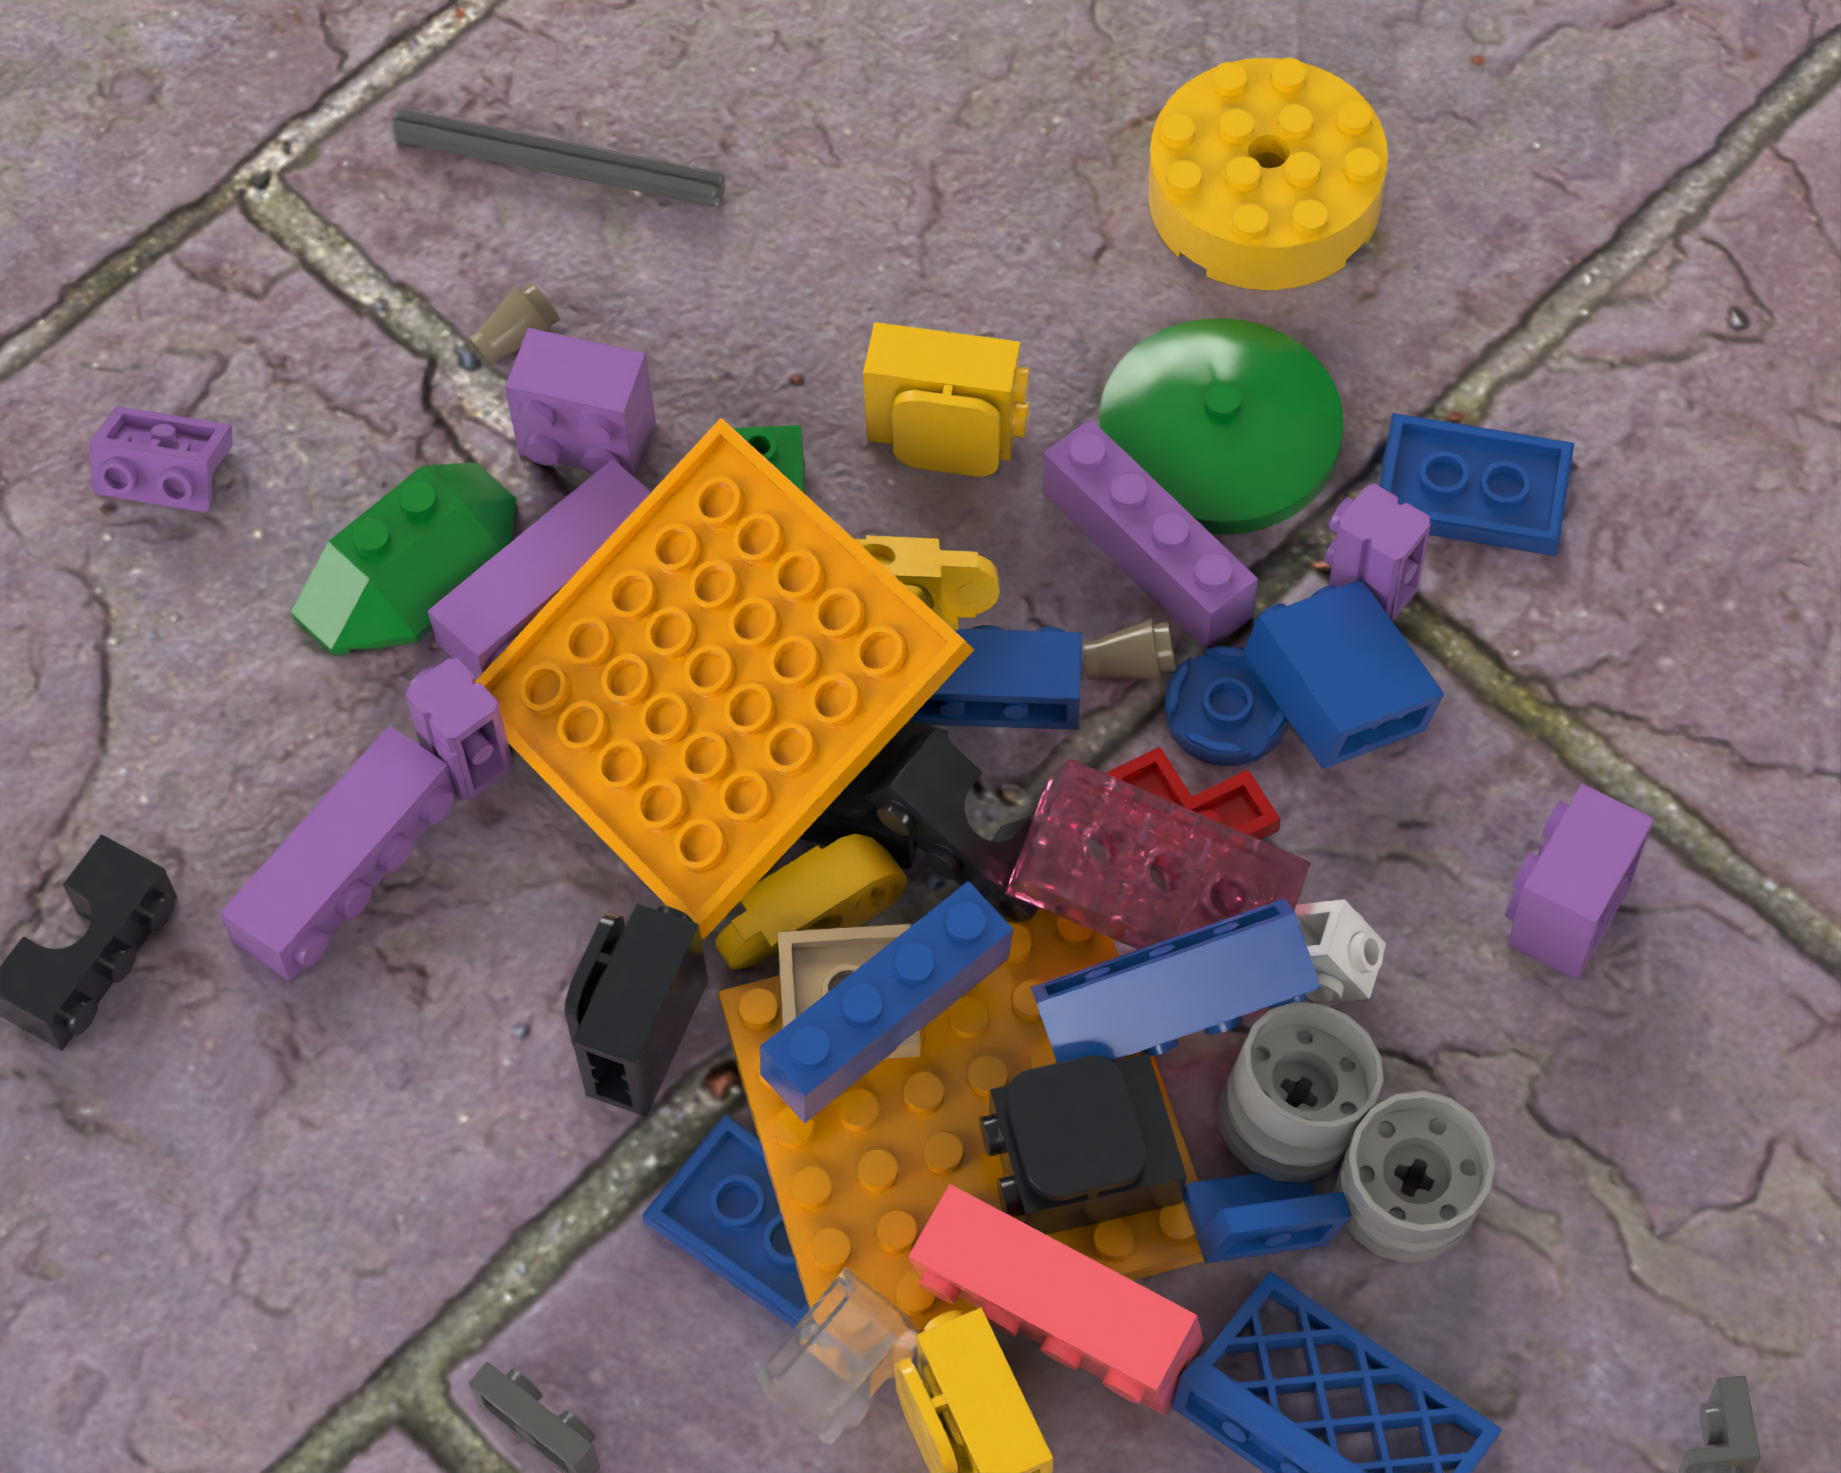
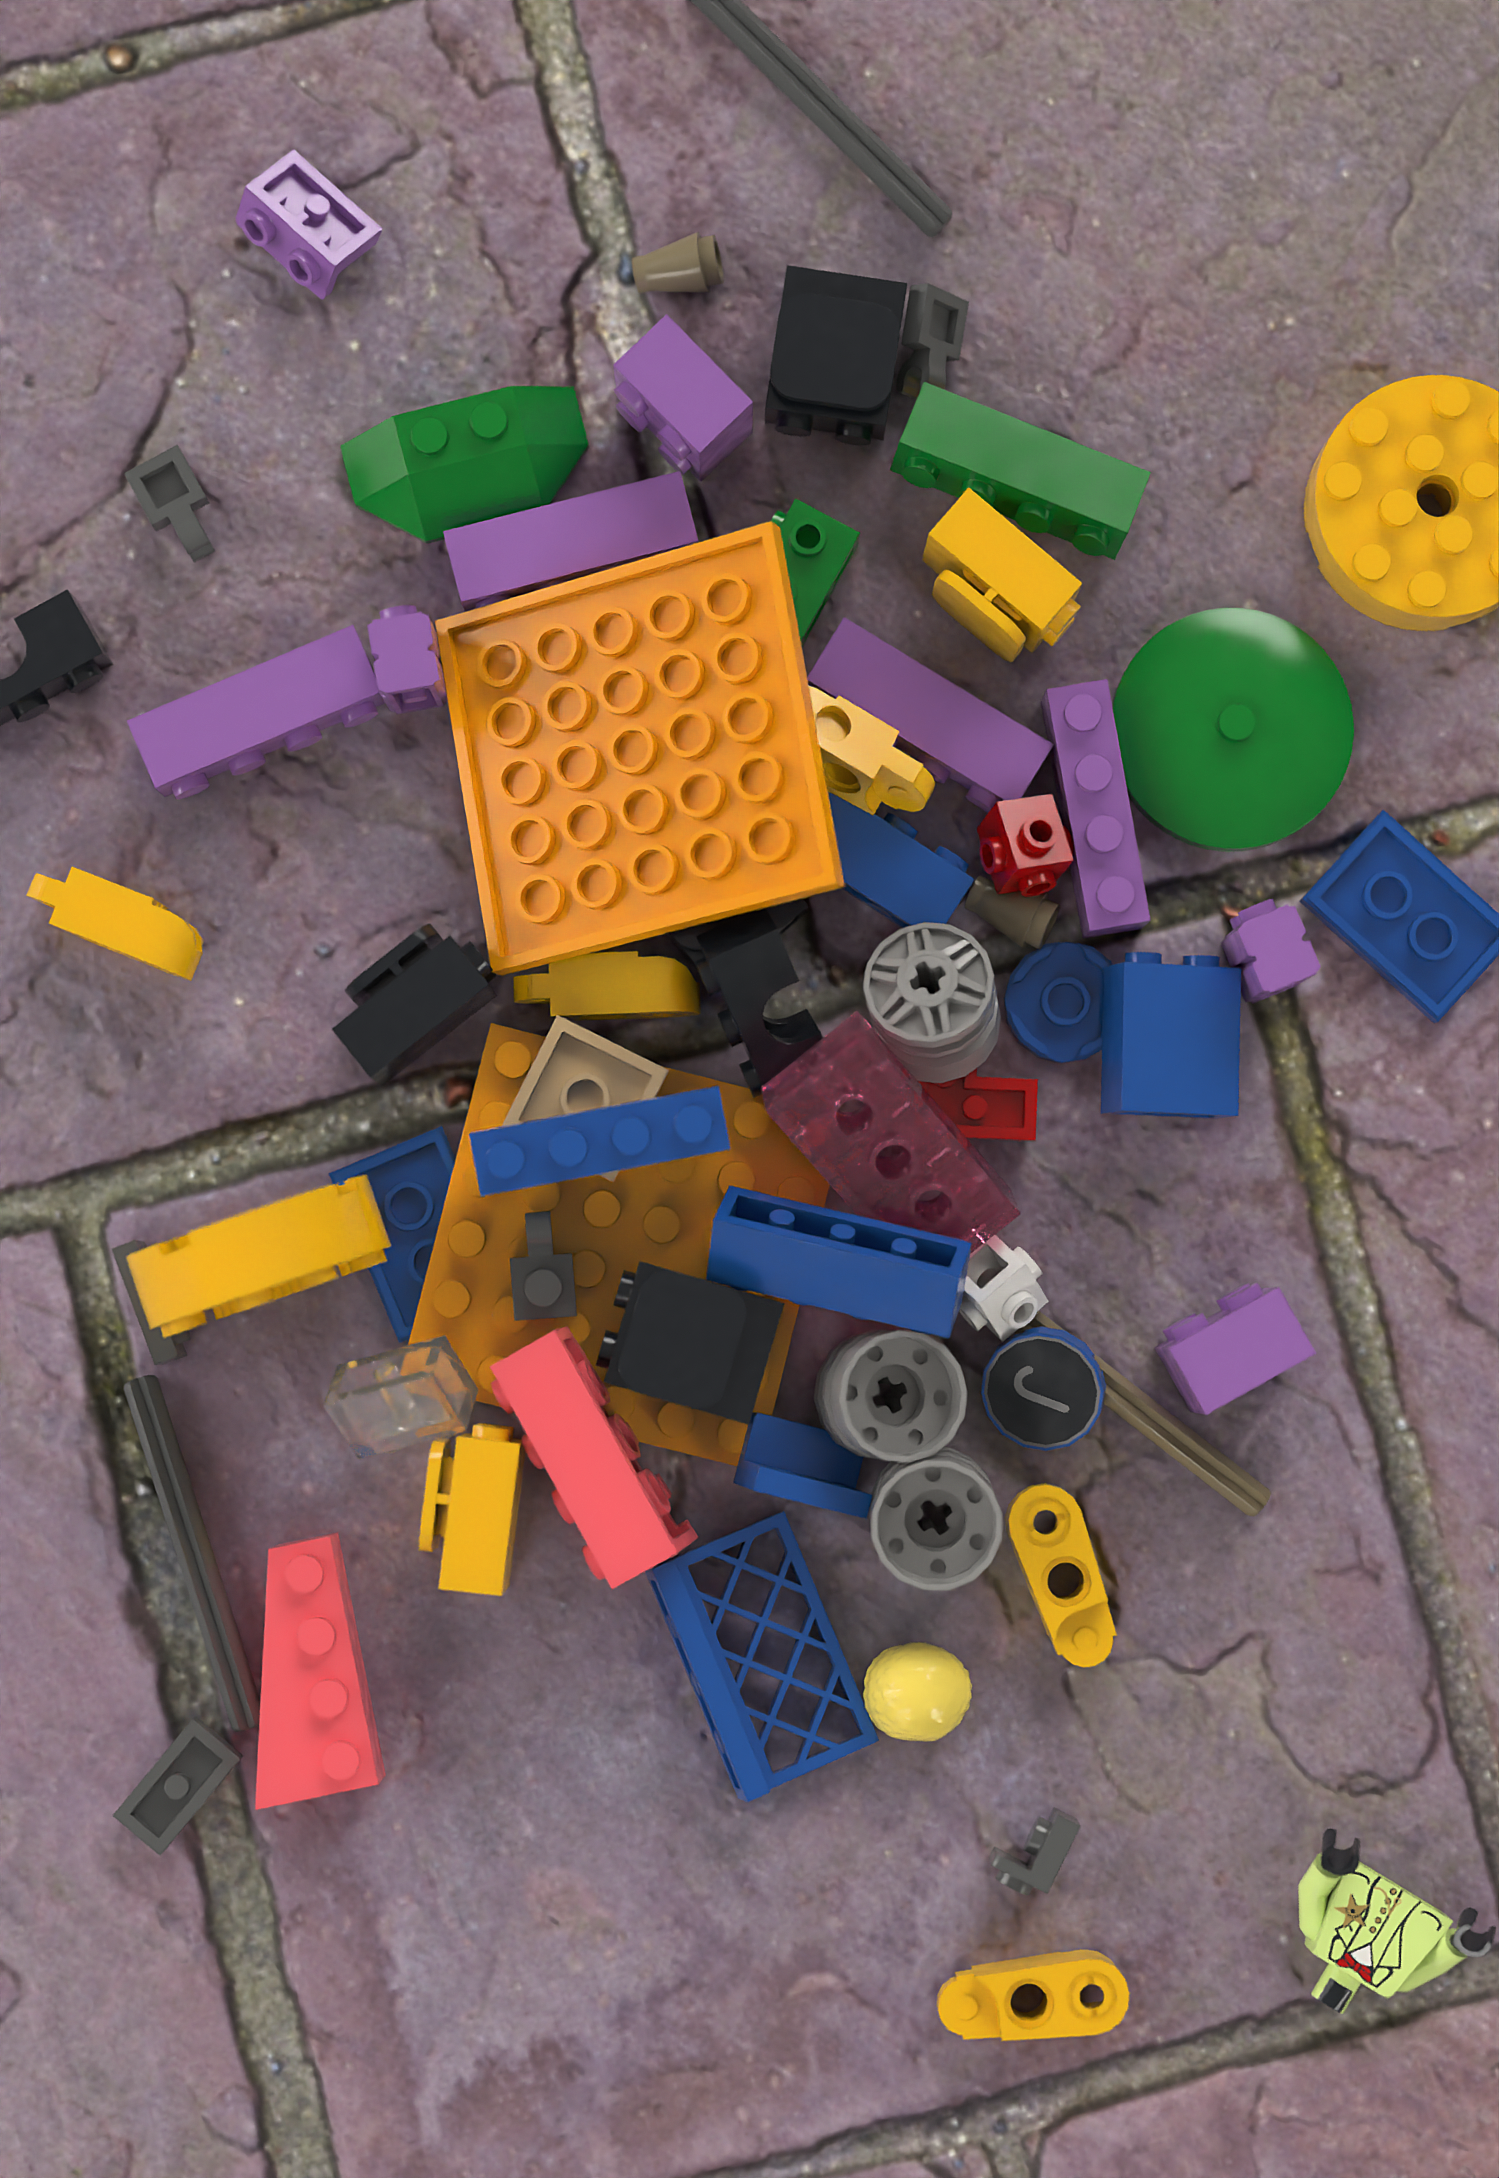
camera: 25 degrees right, 25 degrees up
(156, 721) = (170, 496): none -> dark grey plate
(310, 1095) = (120, 921): none -> yellow piece
(620, 1279) = (260, 1256): none -> yellow brick
(692, 318) = (834, 355): none -> black brick
(765, 260) = (935, 333): none -> dark grey plate
(833, 321) = (1020, 471): none -> green brick
(905, 1175) = (542, 1280): none -> dark grey plate
(1025, 536) = (936, 719): none -> medium lavender brick
(1106, 583) = (1024, 845): none -> red brick
(1116, 722) = (941, 1032): none -> light grey wheel
(1434, 1020) = (1043, 1388): none -> black tile
(1506, 1360) = (916, 1692): none -> light yellow hair
(1538, 998) = (1175, 1437): none -> dark tan axle
(1606, 1209) = (1077, 1622): none -> yellow piece

